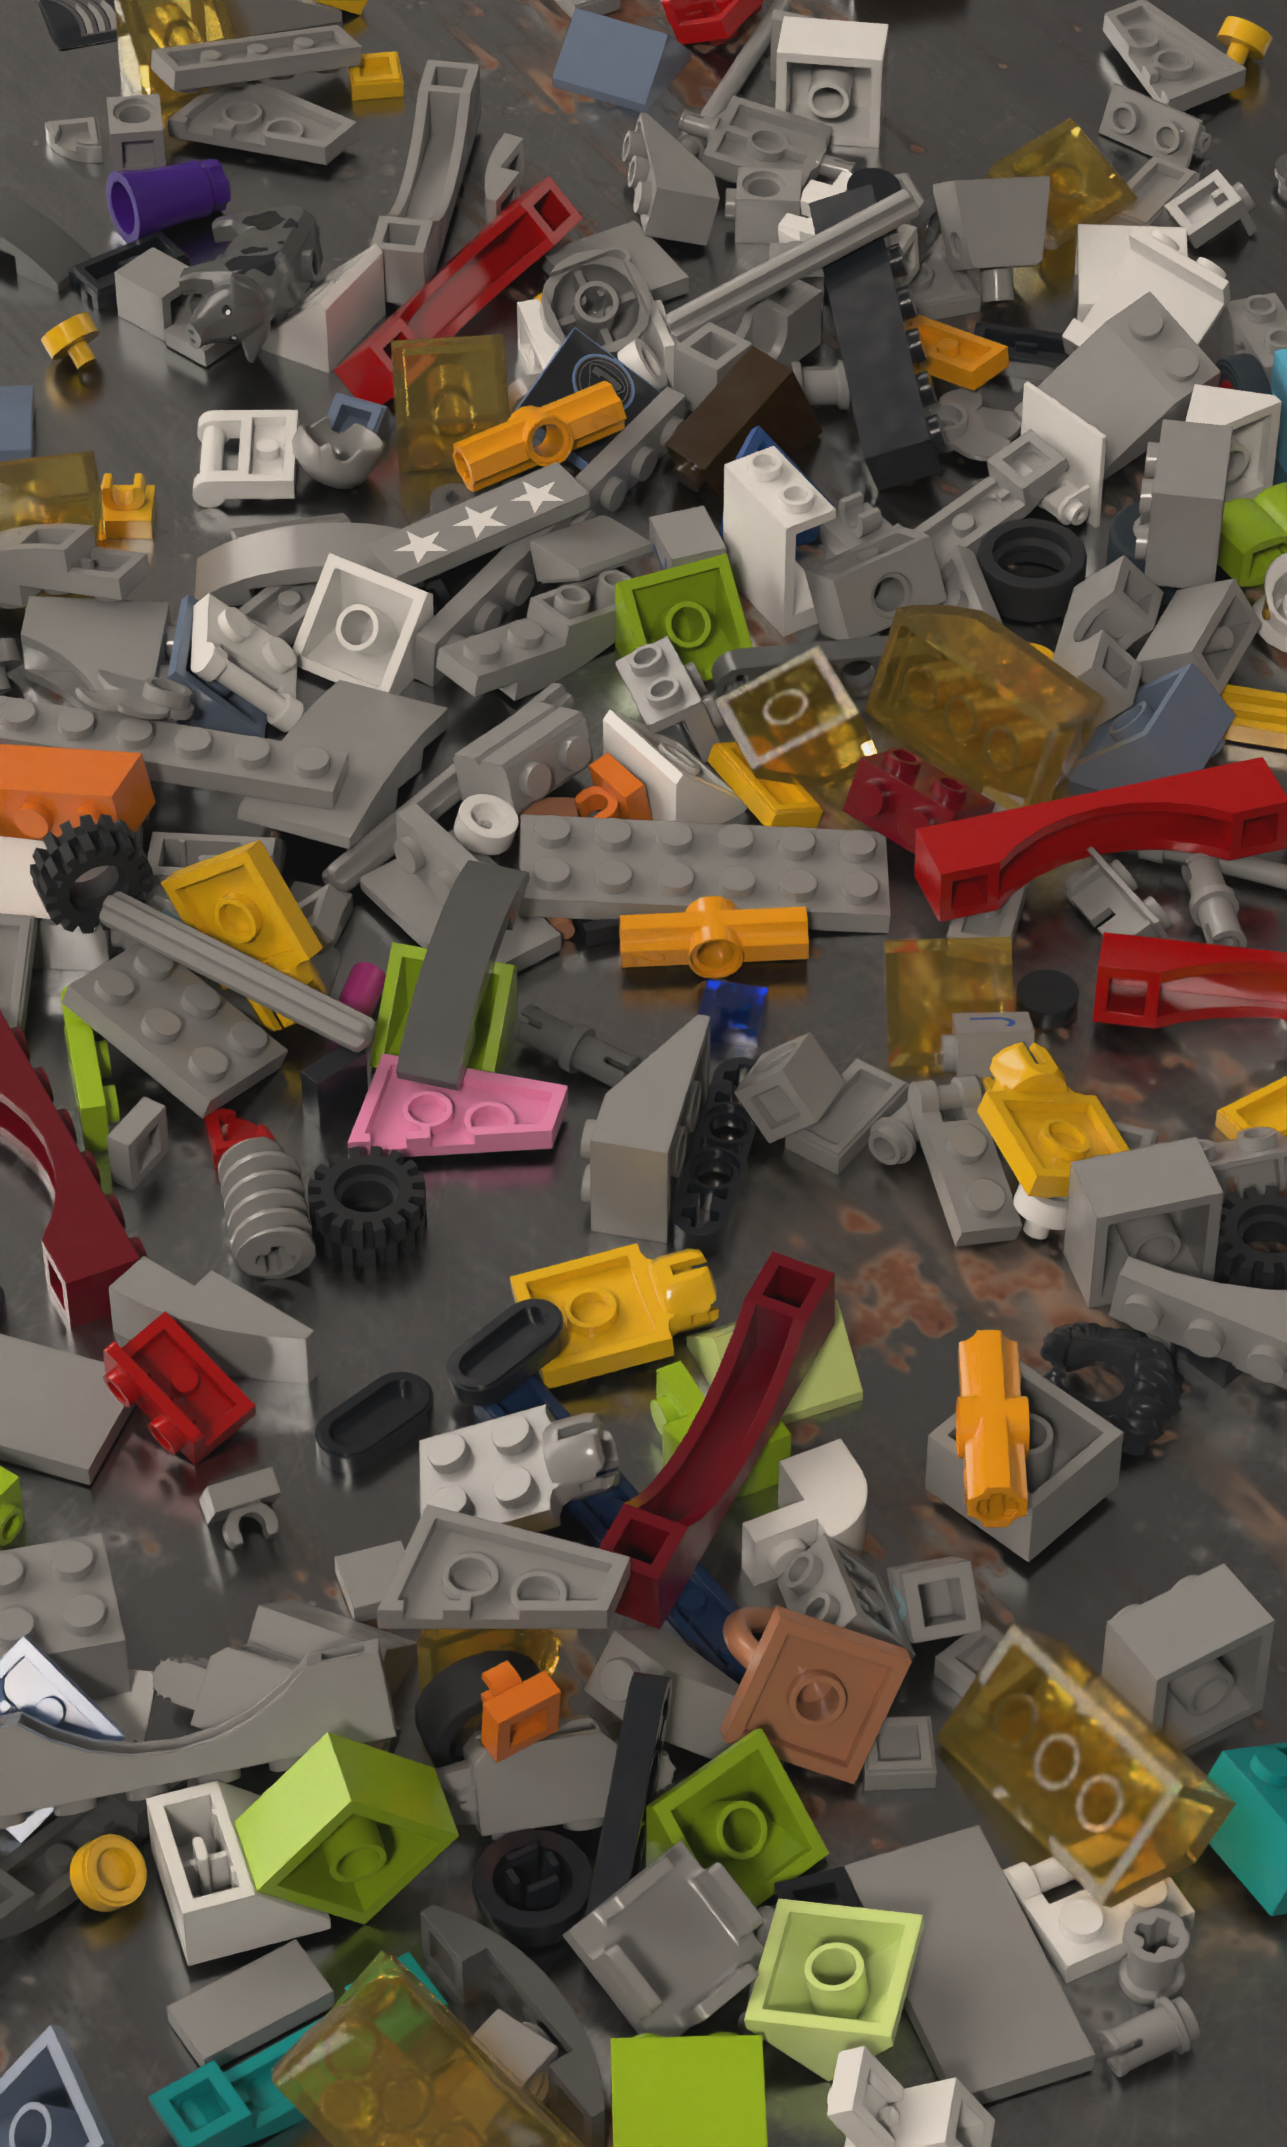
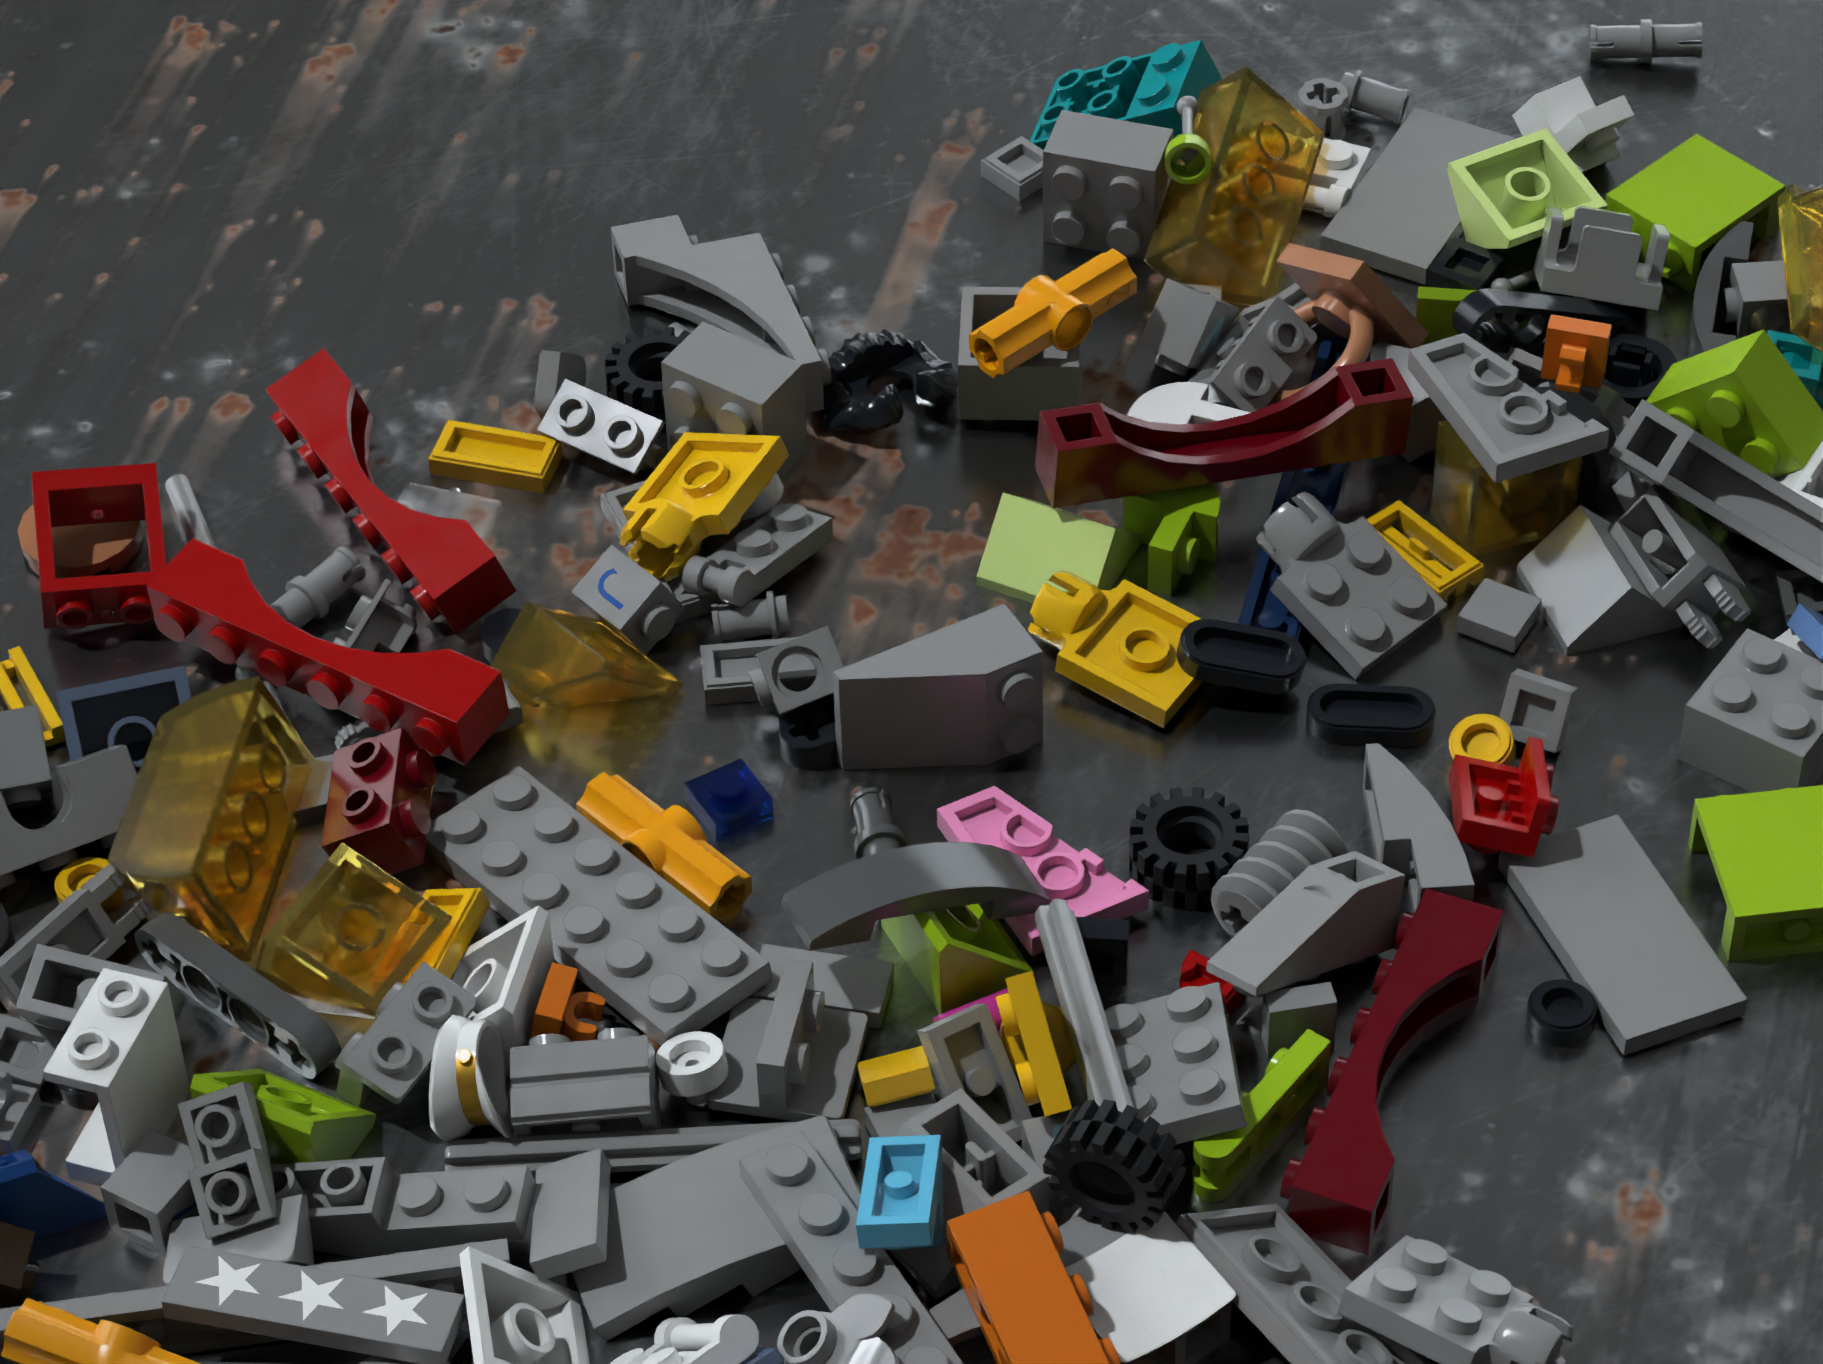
camera: 130 degrees left, 0 degrees up
(185, 1174) = (1319, 922): none -> light grey slope
(213, 784) = (902, 1194): none -> medium azure slope
(254, 1448) = (1483, 738): none -> yellow tile
(362, 920) = (896, 1076): none -> yellow tile
(425, 692) = (570, 1214): none -> light grey tile
(590, 684) = (468, 1080): none -> white piece
(639, 546) = (230, 1160): none -> light grey slope
(1113, 1674) = (1188, 148): none -> lime hinge

